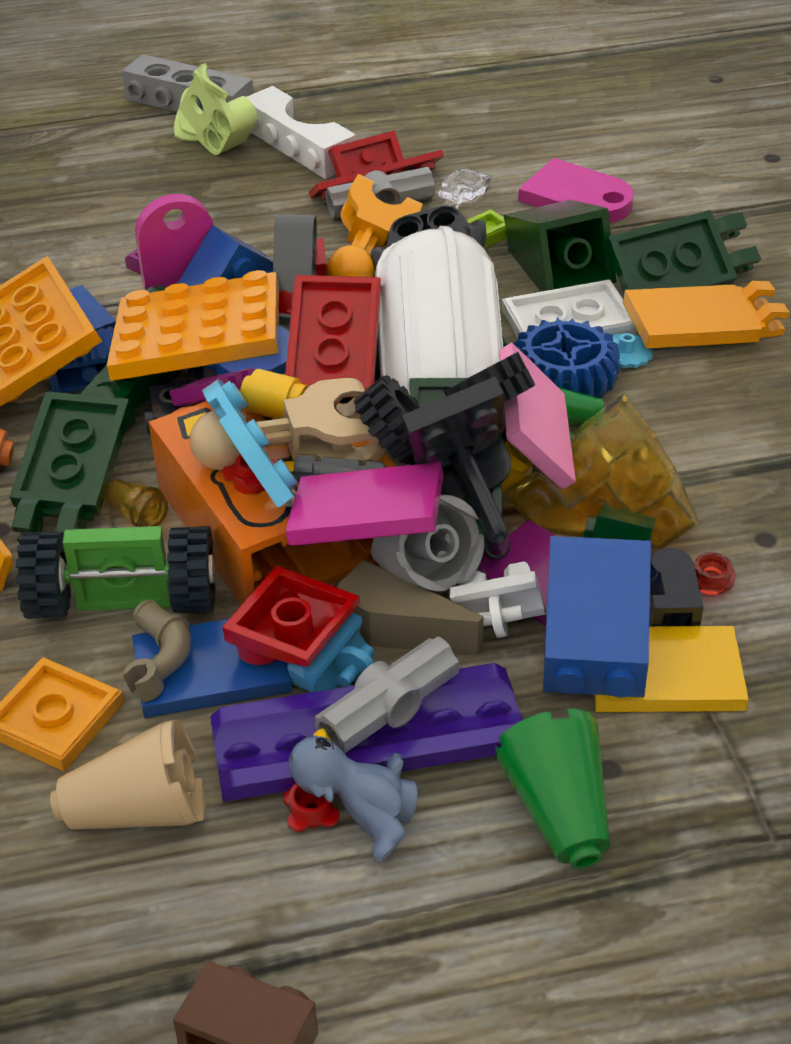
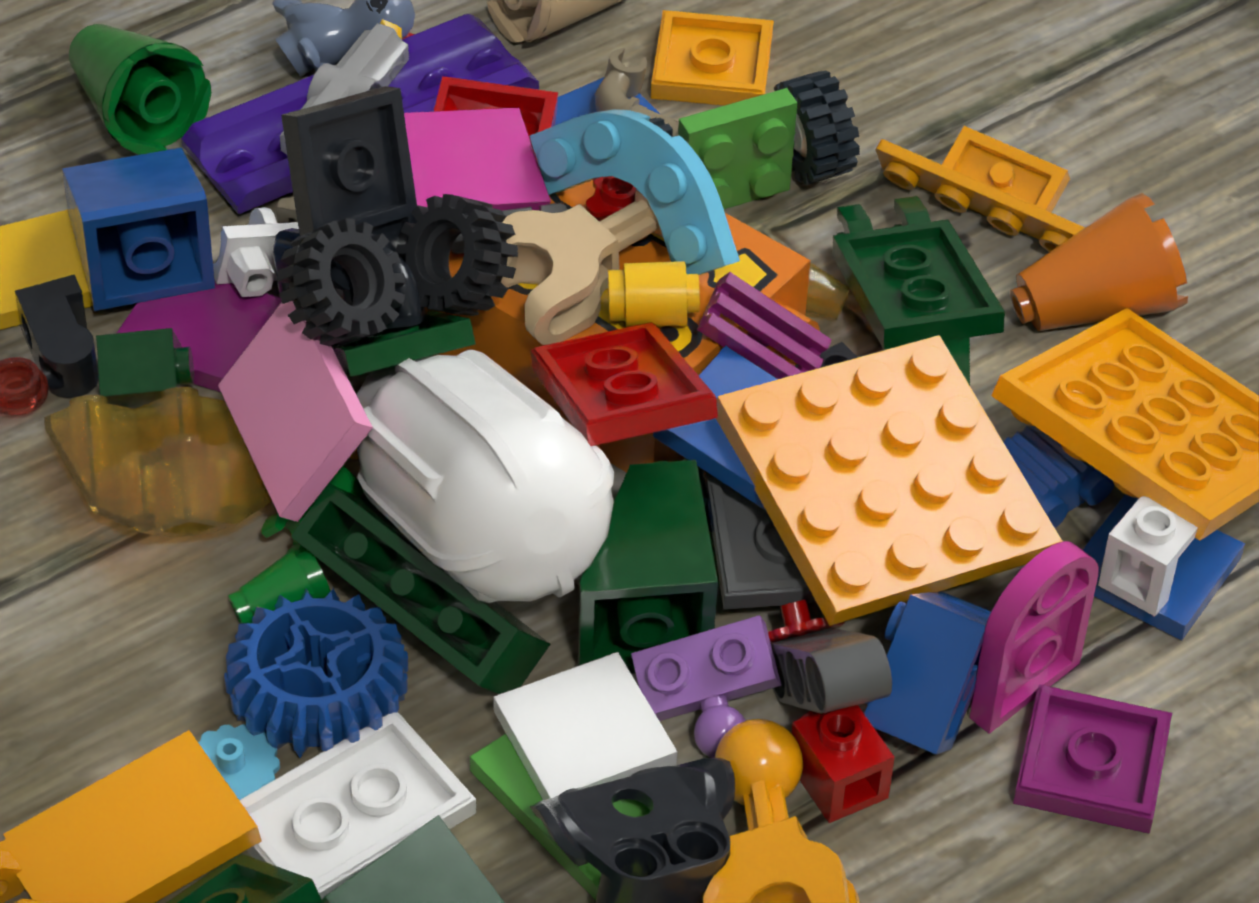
camera: 155 degrees right, 5 degrees up
(86, 280) = (1145, 554): none -> white bracket

